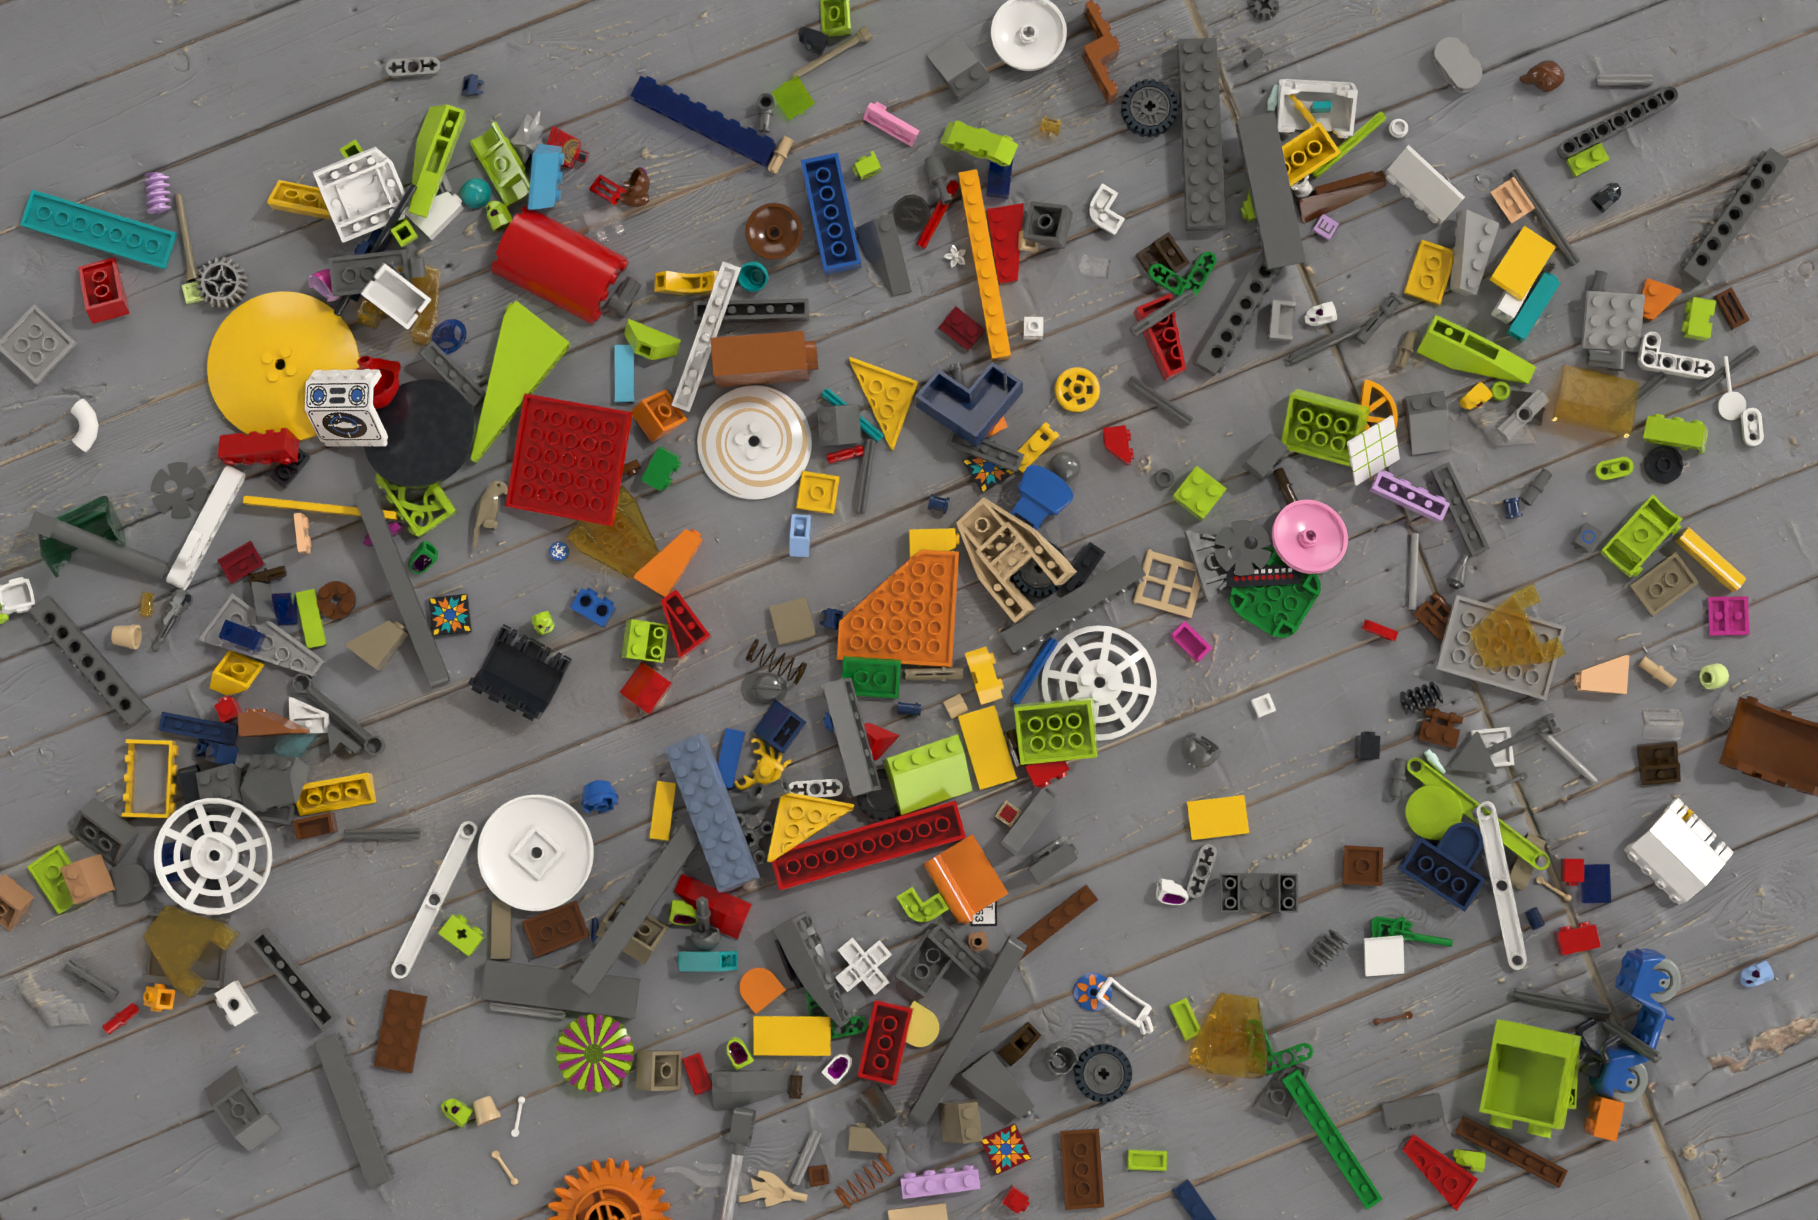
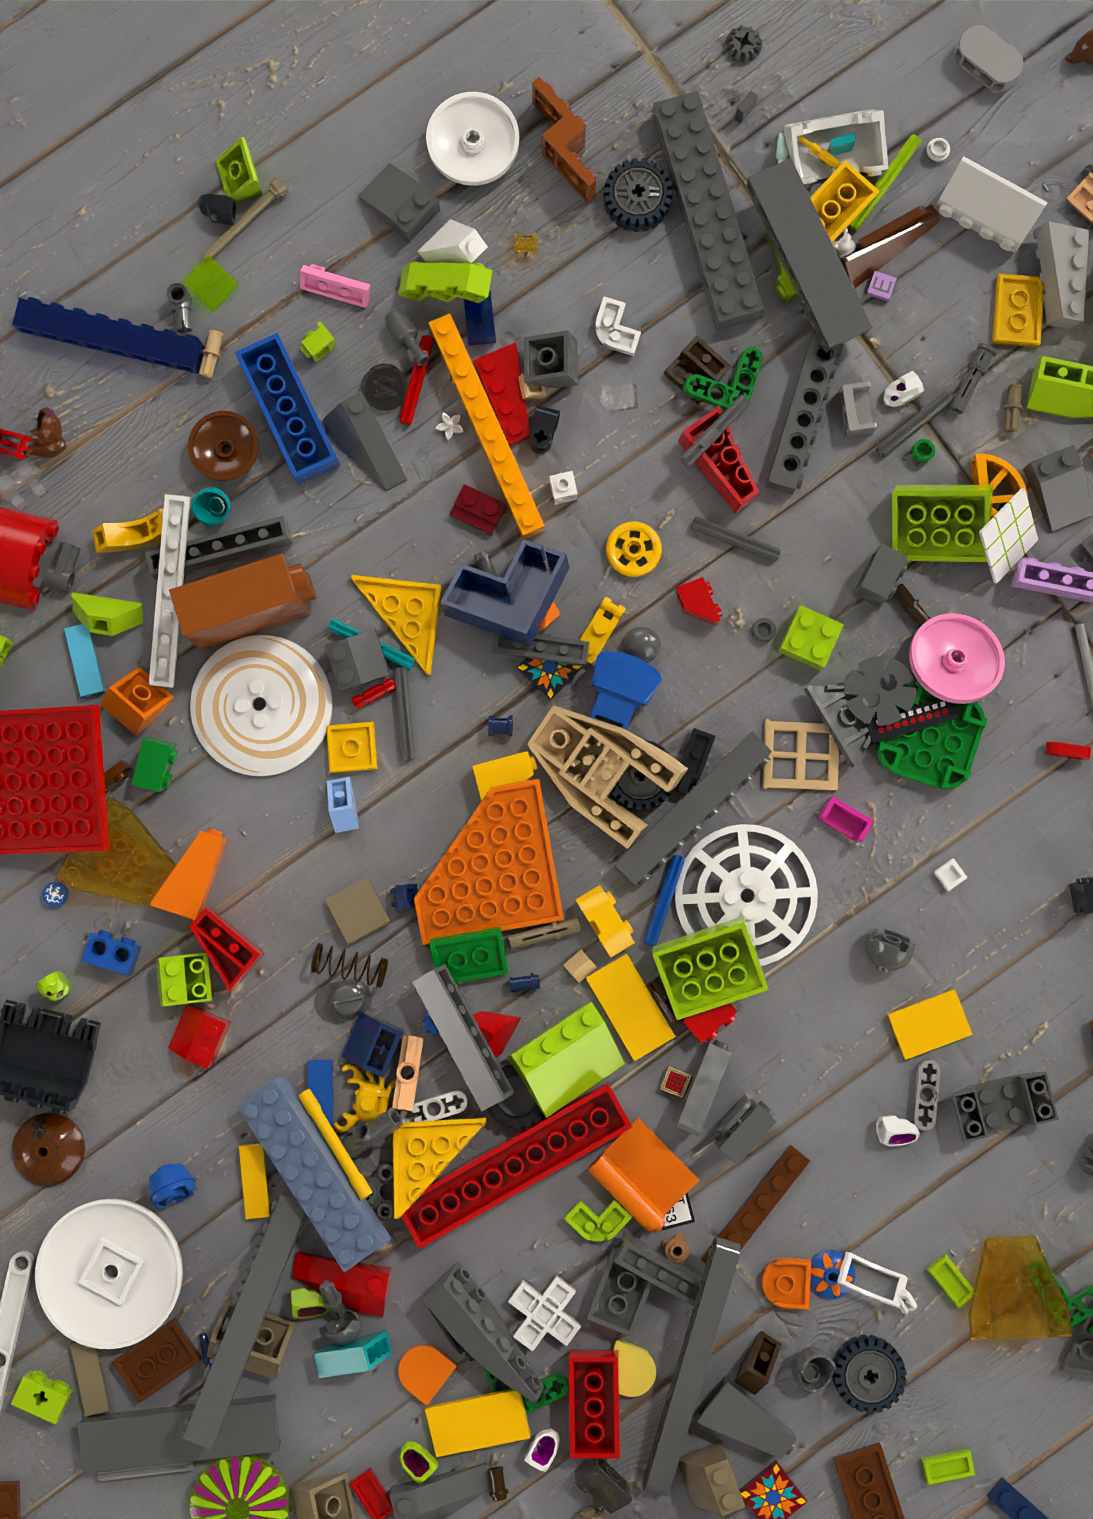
camera: 15 degrees left, 0 degrees up
(522, 747) = (63, 1144): none -> reddish brown dish
(743, 824) = (355, 1177): none -> yellow piece
(806, 744) = (409, 1057): none -> light nougat piece
(992, 115) = (453, 244): none -> white slope
(1031, 275) = (544, 425): none -> black piece
(1057, 989) = (788, 1282): none -> orange tile
(1325, 366) = (922, 451): none -> green tile

